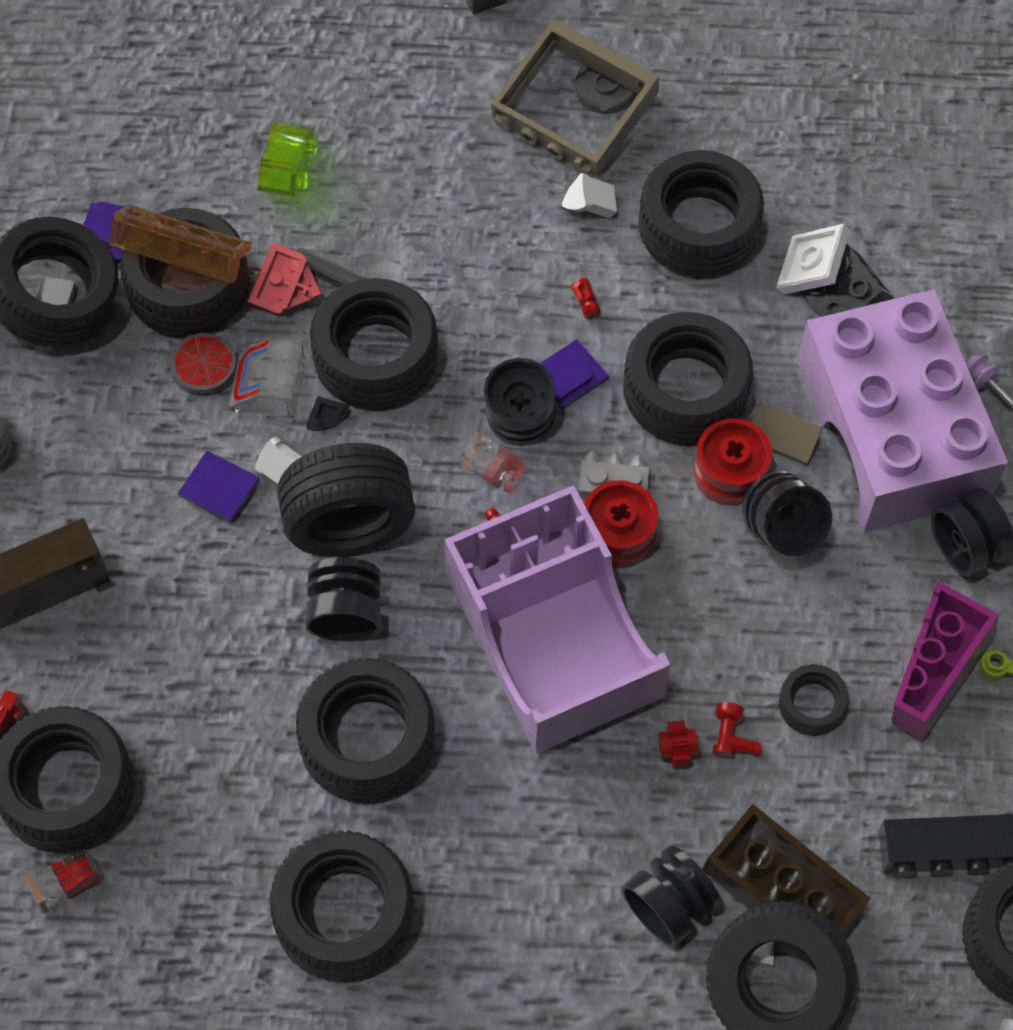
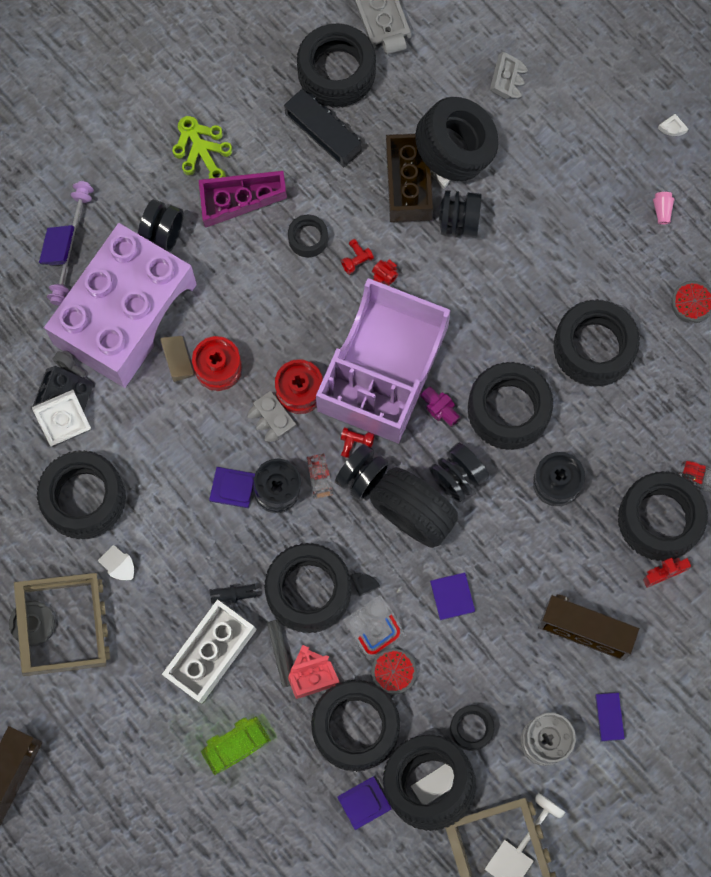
camera: 130 degrees left, 10 degrees up
(54, 365) = (482, 713): none -> black tyre
(178, 243) = (354, 725): clear orange fence -> none
(225, 707) = (561, 466): none -> black wheel
(275, 459) = (414, 576): white tile -> none
(405, 205) = (209, 651): none -> white brick
(445, 661) = (440, 406): none -> magenta axle
(447, 278) = (233, 593): none -> black pin
(449, 497) = (362, 472): none -> black wheel
(585, 297) = (180, 516): red piece -> none
(686, 335) = (187, 390): black tyre -> none
(801, 521) = (228, 310): black wheel -> none

